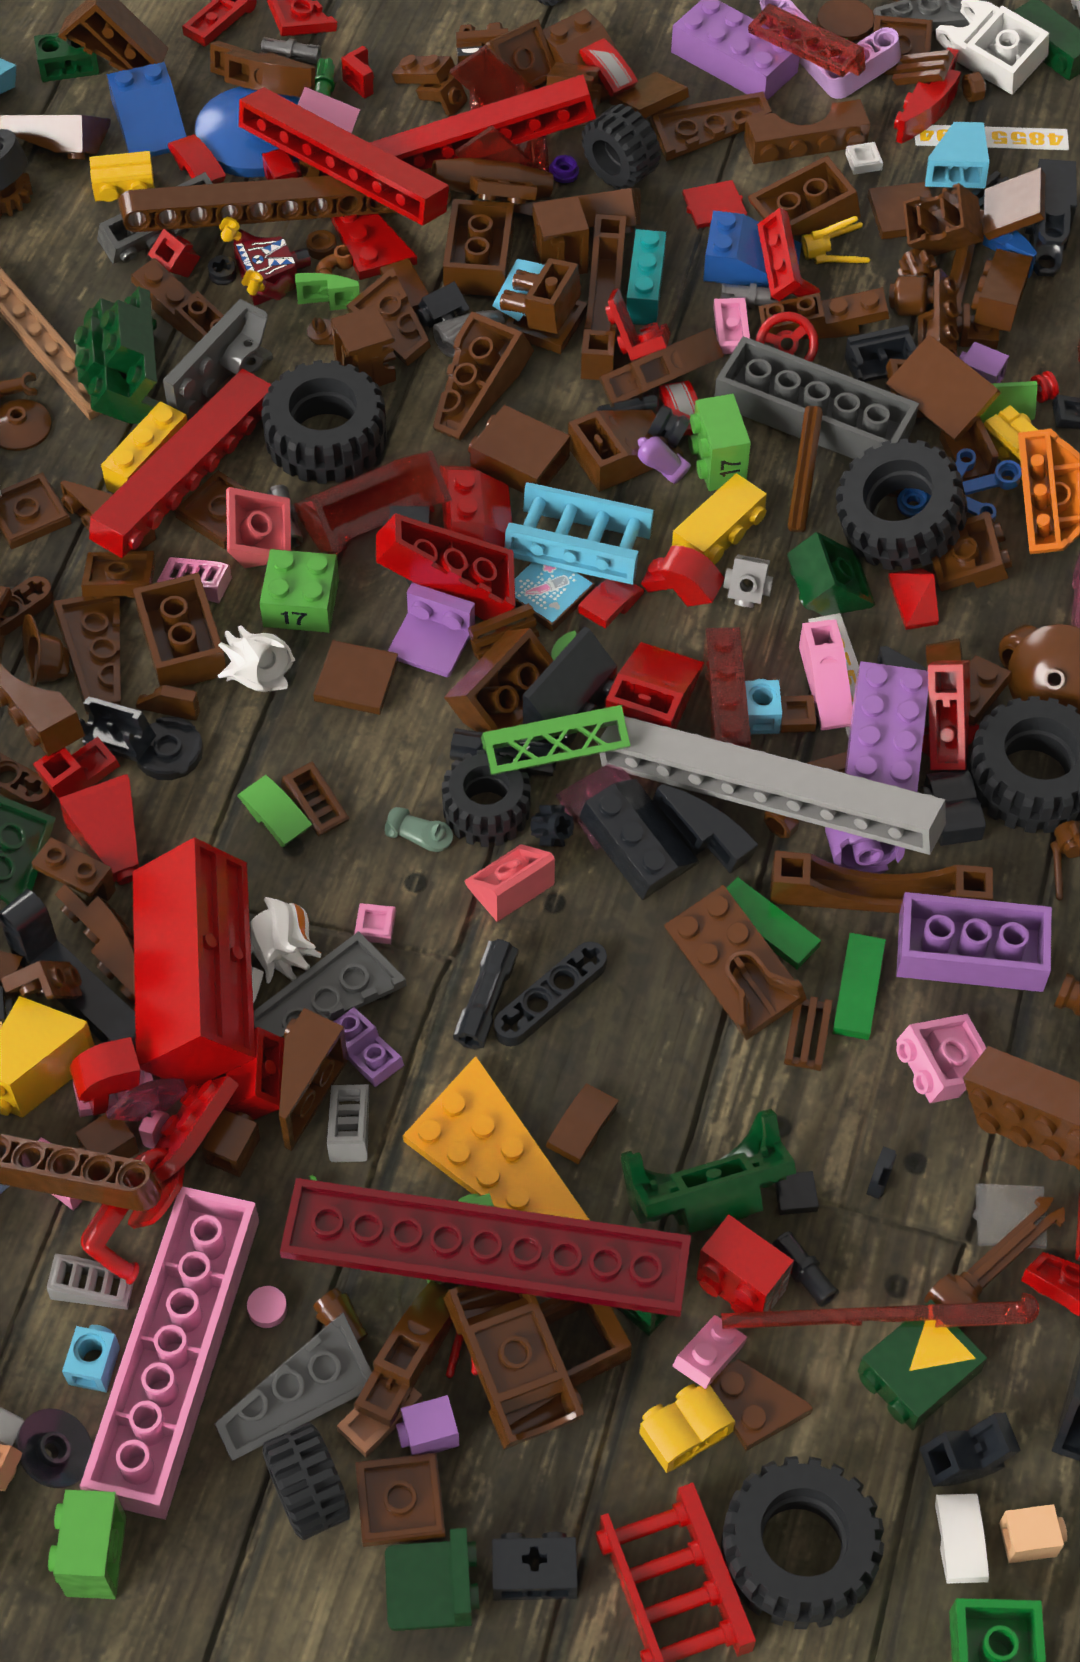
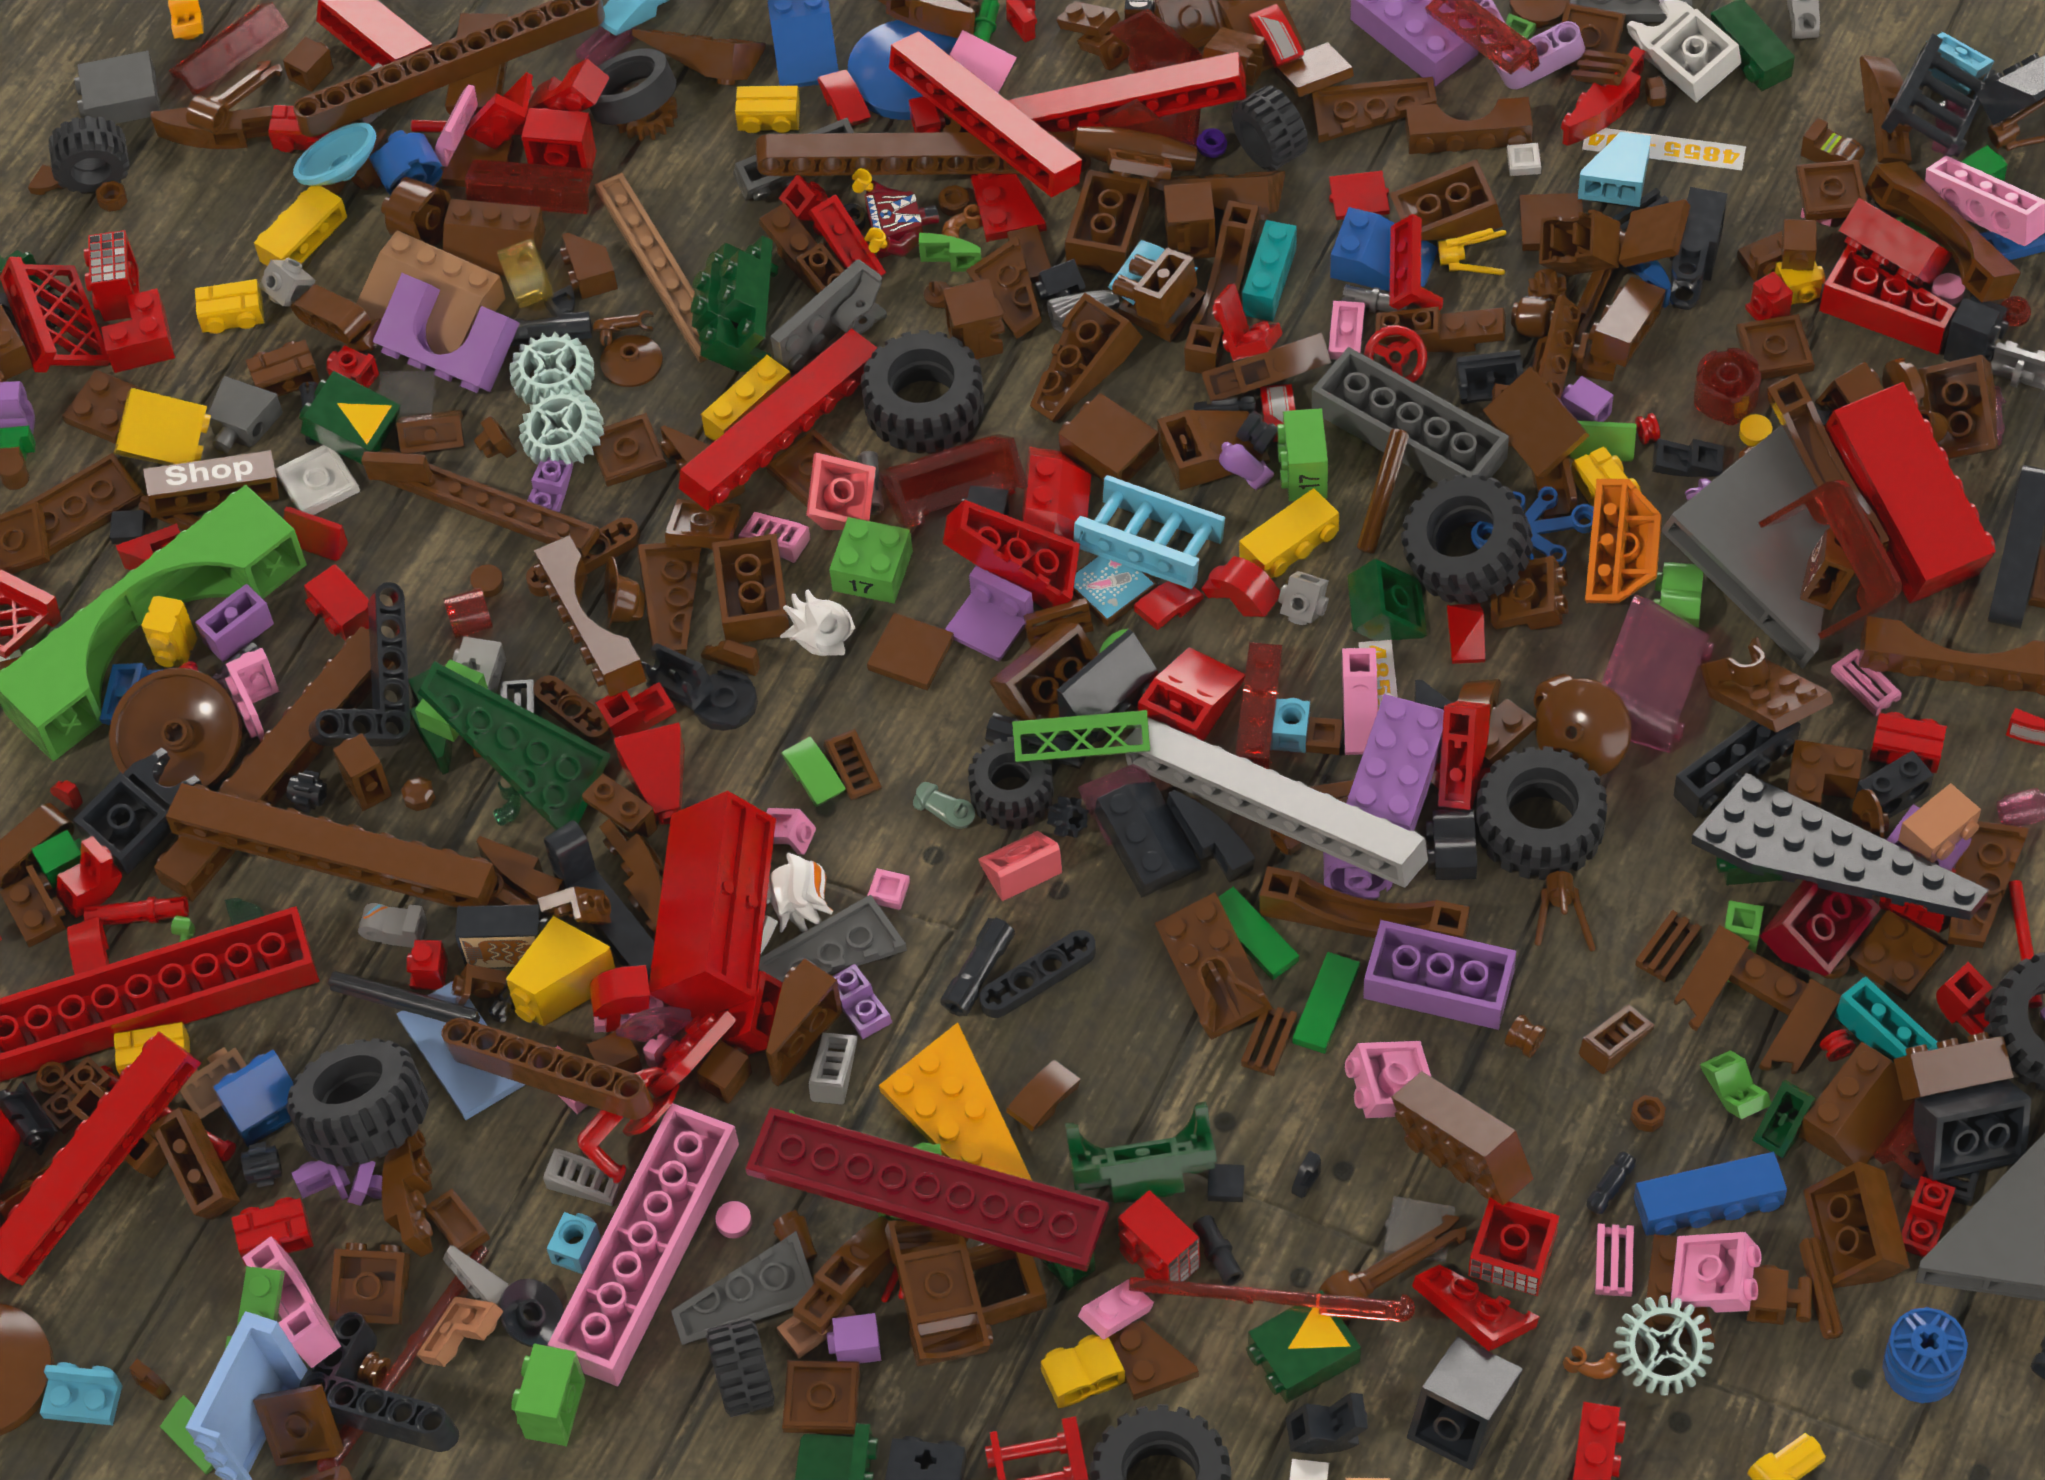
camera: 15 degrees right, 0 degrees up
(214, 278) = (842, 234): none -> red piece
(264, 872) = (792, 828): none -> bright pink bracket

